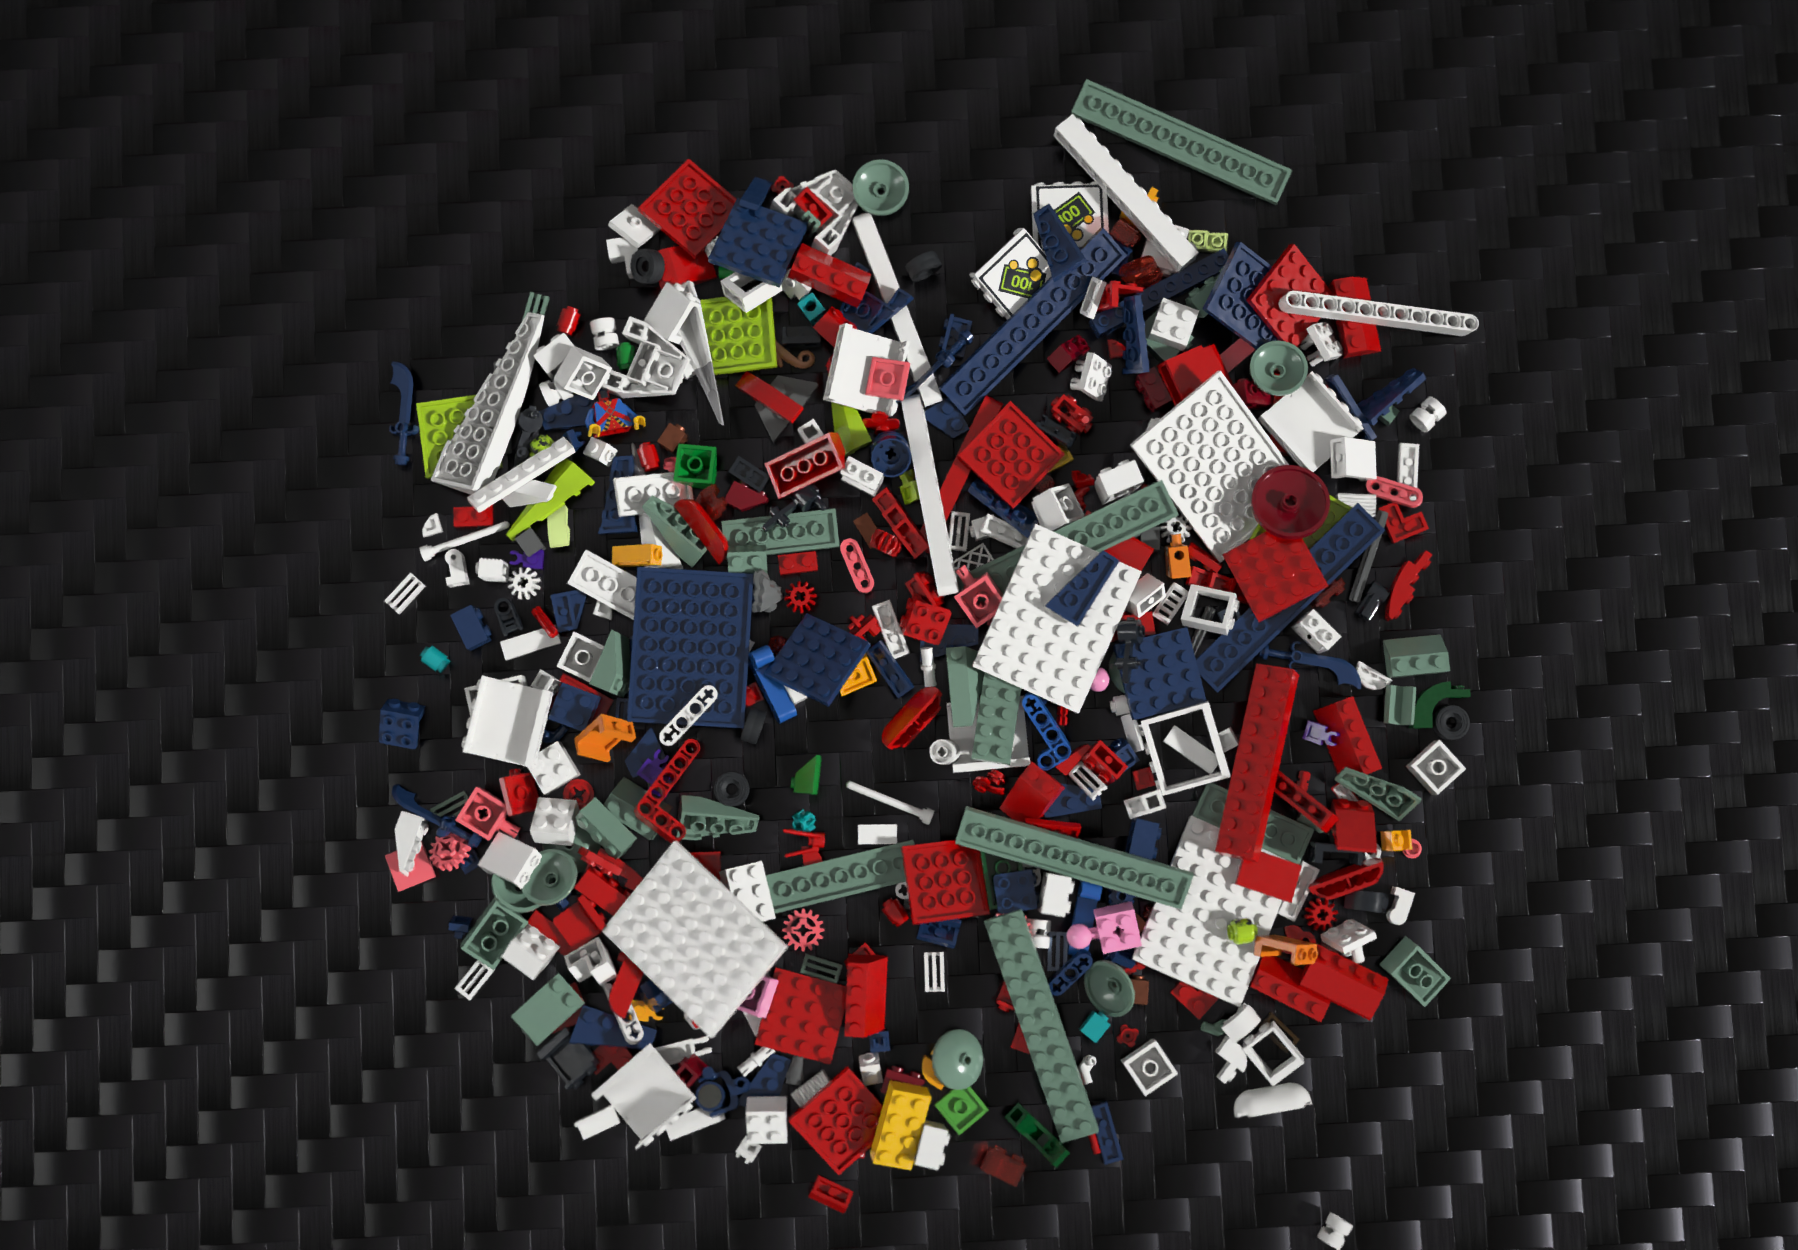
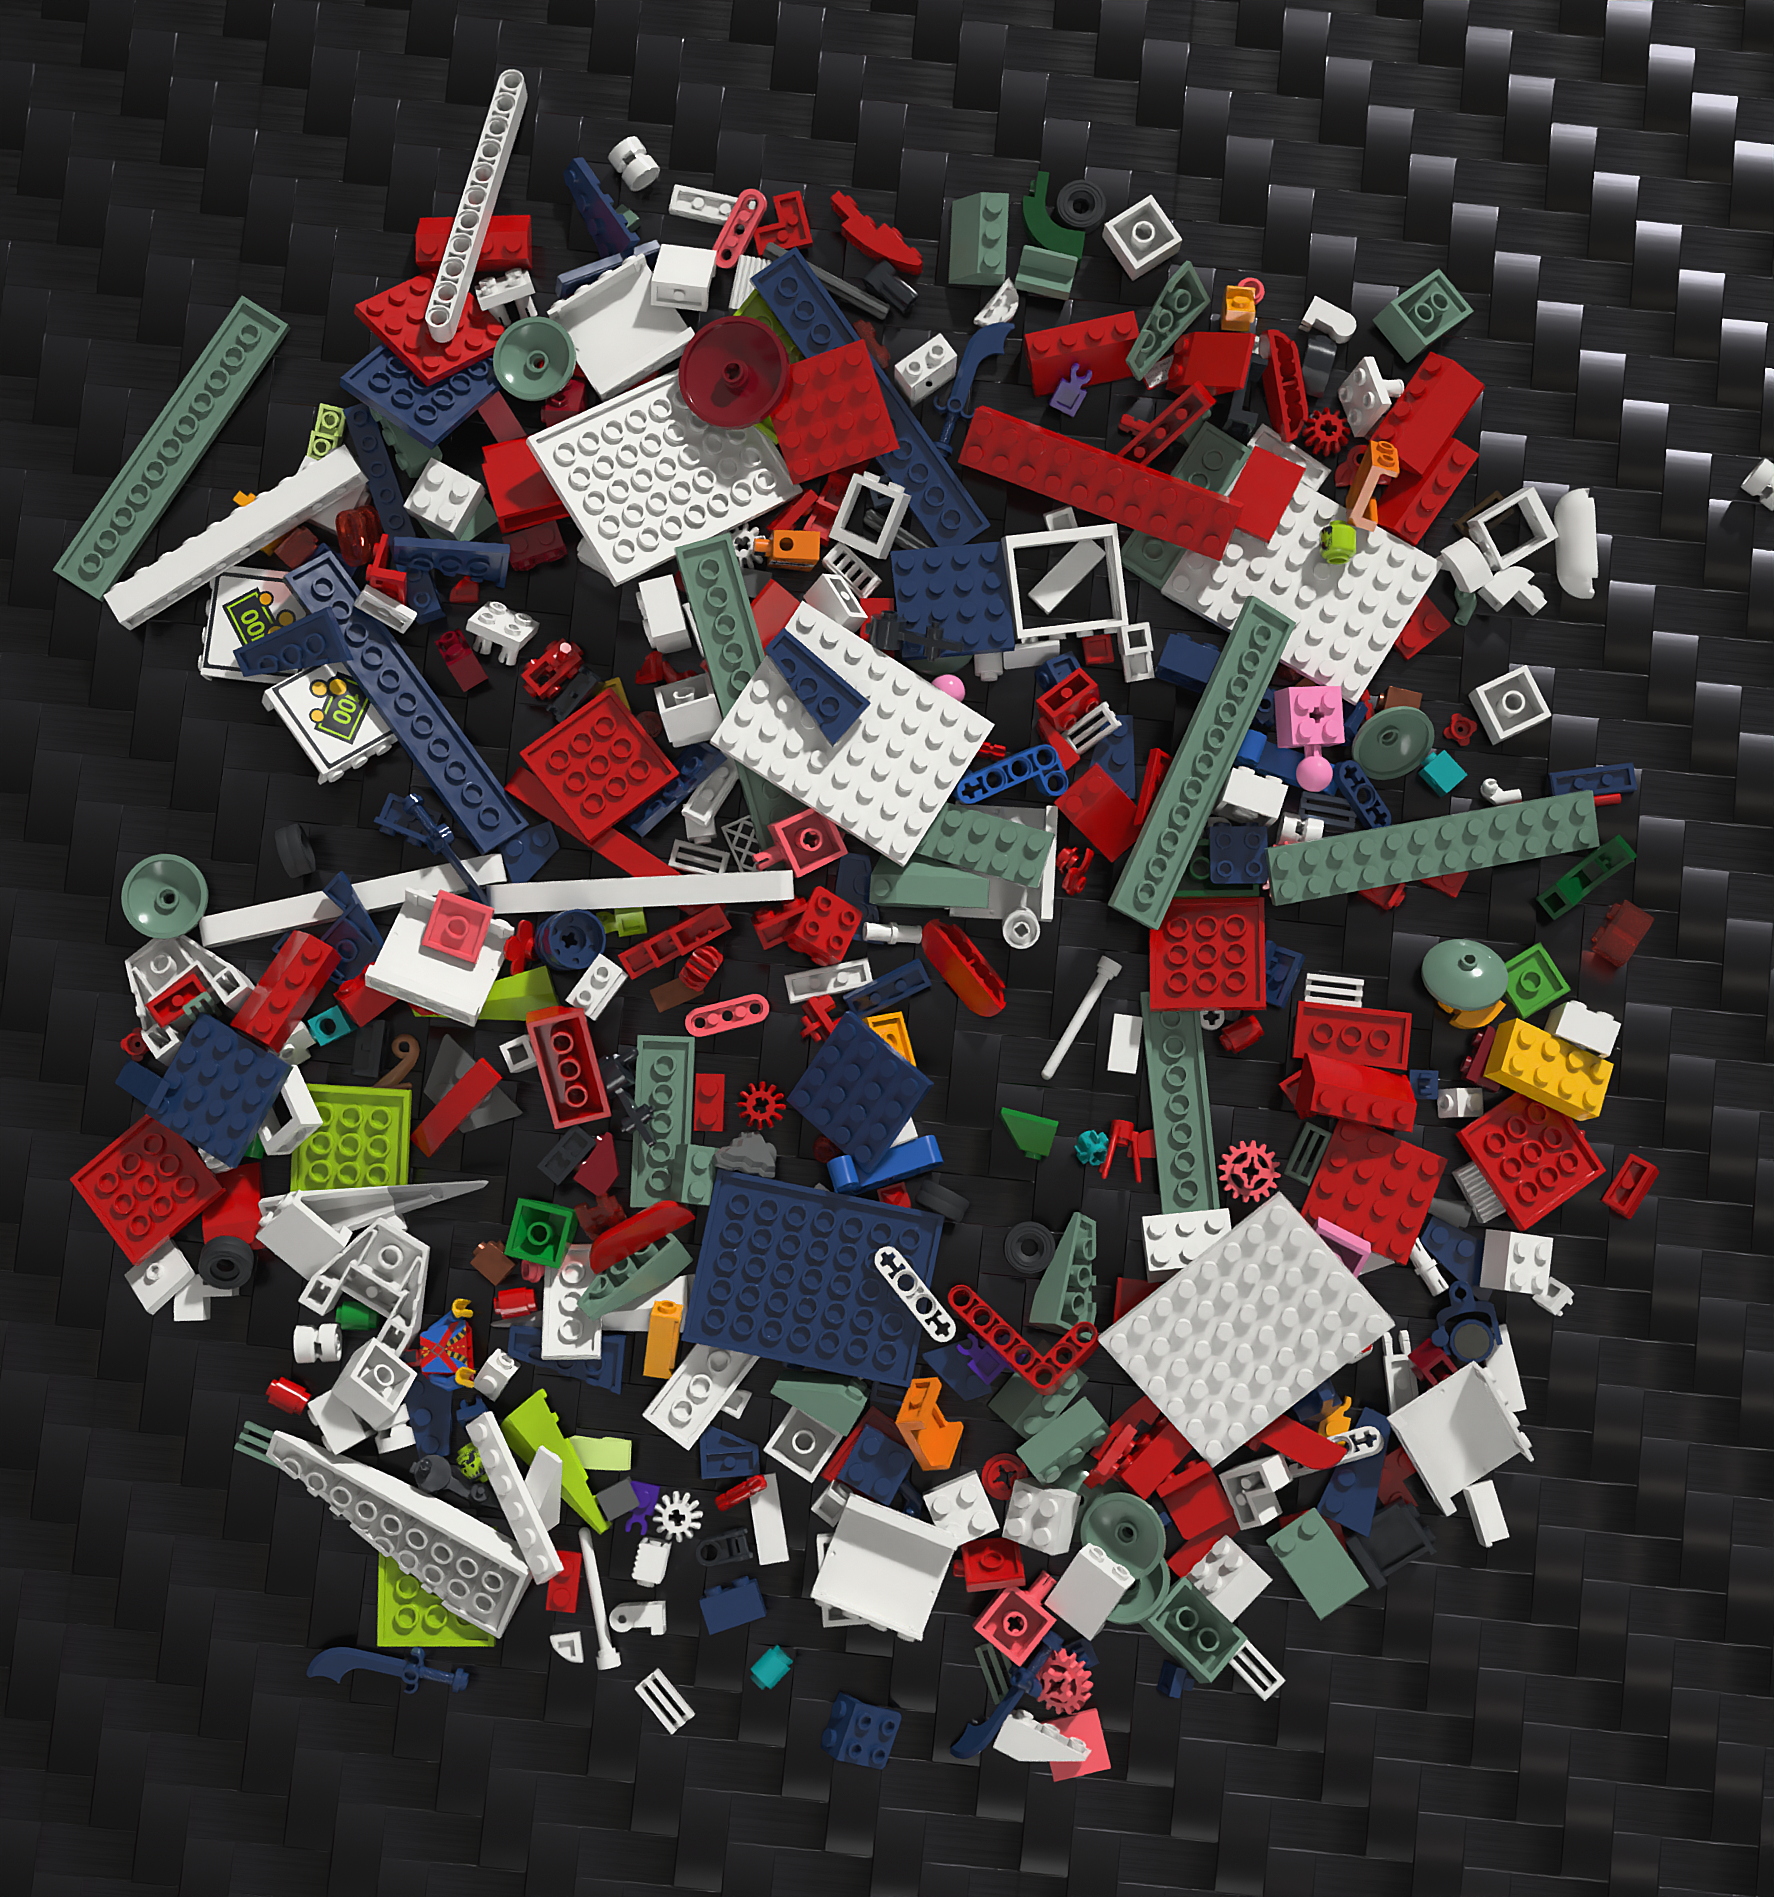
camera: 80 degrees left, 0 degrees up
(905, 988) = (1352, 1034): none -> red plate

